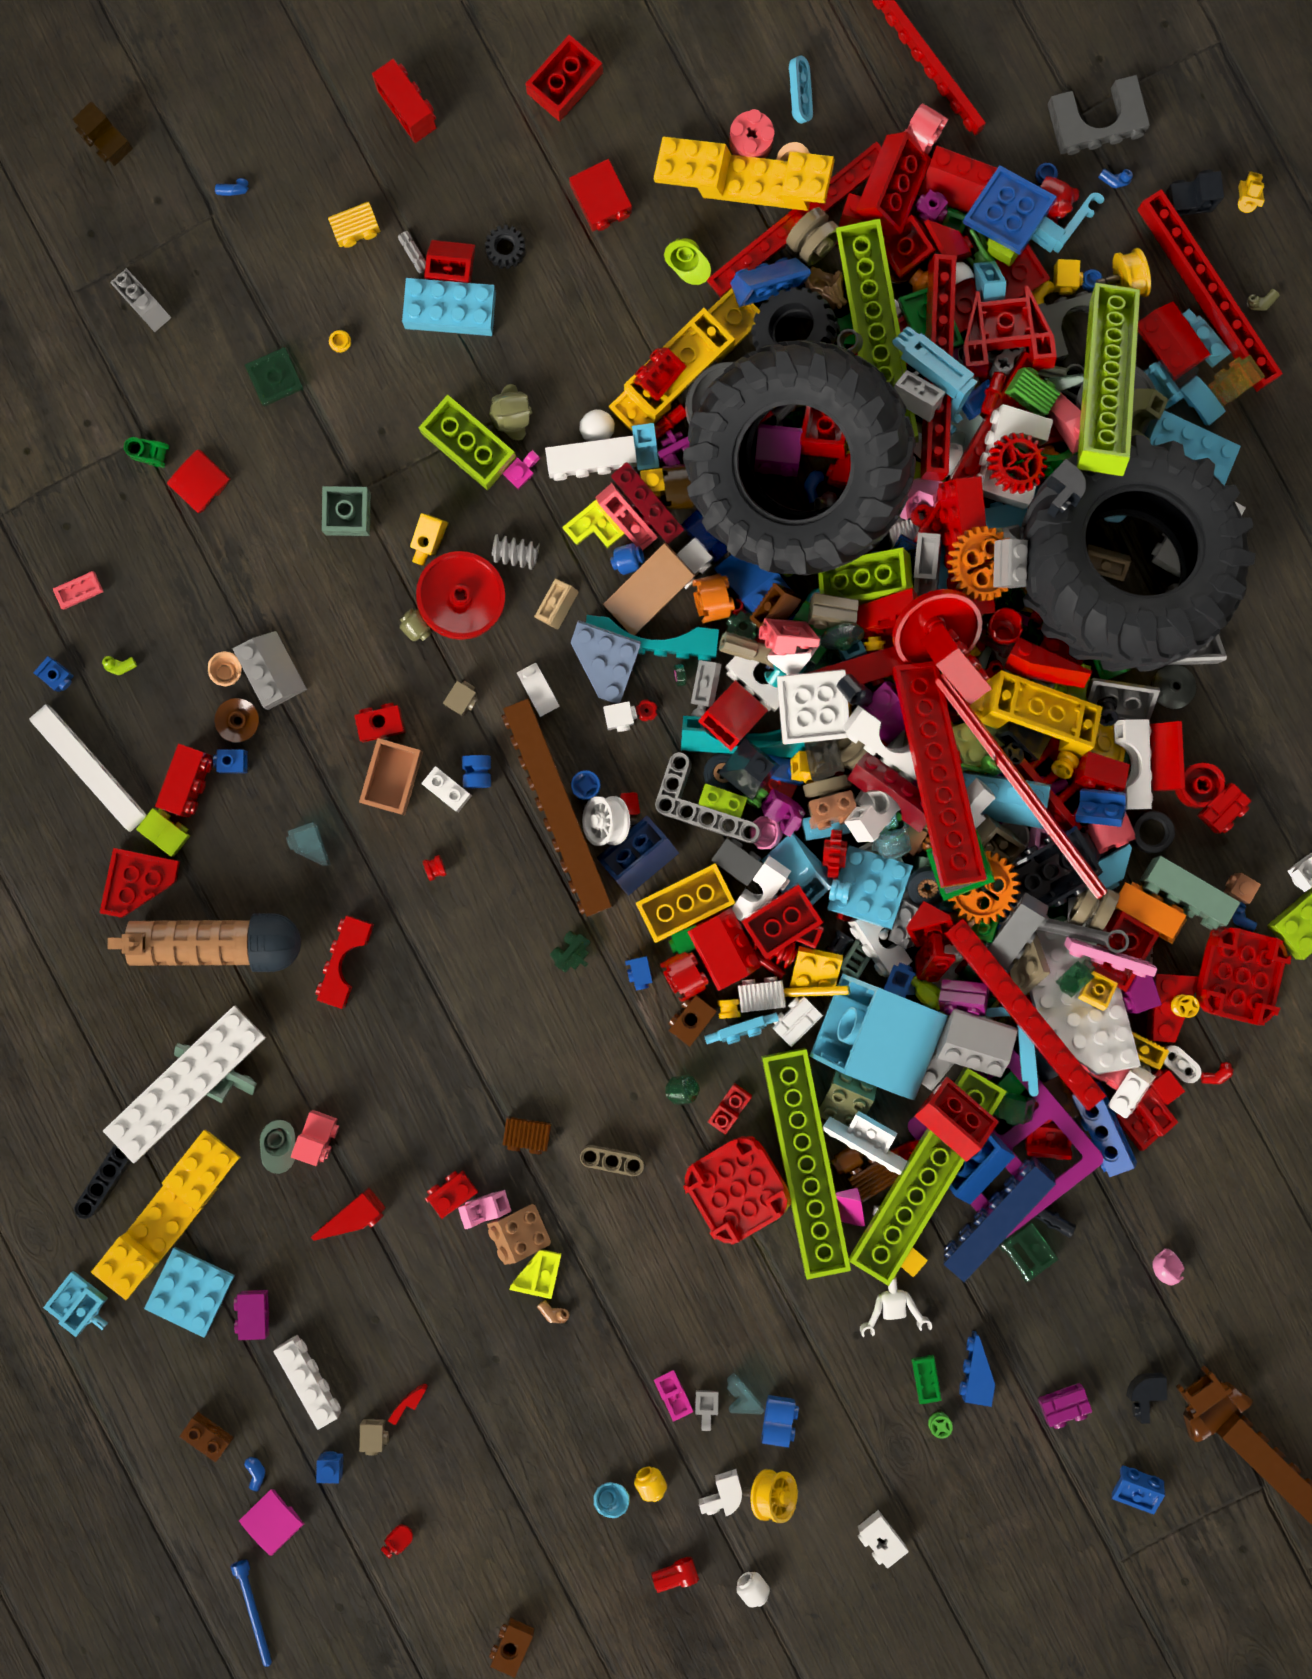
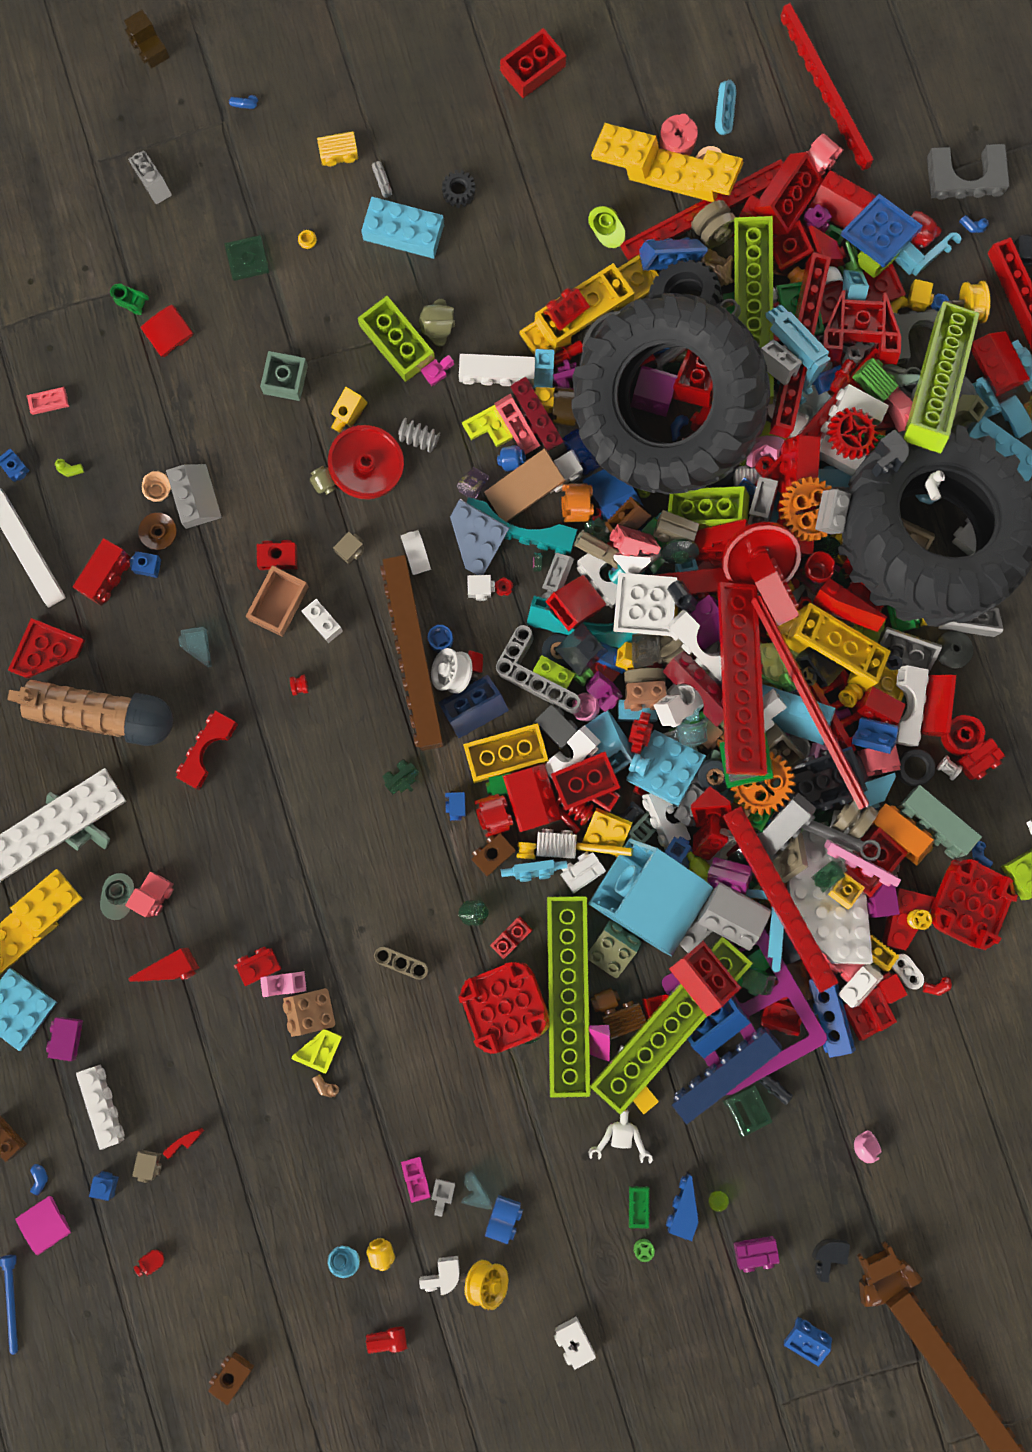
camera: 10 degrees right, 5 degrees down
(163, 832) = (76, 613): lime brick -> none
(405, 100) = (399, 56): red brick -> none
(450, 261) = (410, 191): red slope -> none
(476, 771) = (350, 610): blue wheel -> none
(526, 1134) = (333, 927): reddish brown brick -> none
(556, 604) = (444, 485): tan slope -> none
(588, 595) = (472, 483): none -> slope
(596, 425) = (506, 345): white hair -> none
(600, 195) = (545, 161): red brick -> none
(753, 1589) = (452, 1366): white head -> none
(868, 1138) = (626, 983): white bracket -> none
(874, 643) = (706, 563): yellow plate -> none
(1013, 1356) = (718, 1201): none -> clear neon green plate
(1044, 170) = (916, 206): blue plate -> none
(1119, 514) = (932, 484): none -> white arm
(1190, 825) = (949, 768): none -> white bush
(1241, 888) = (986, 828): nougat brick -> none

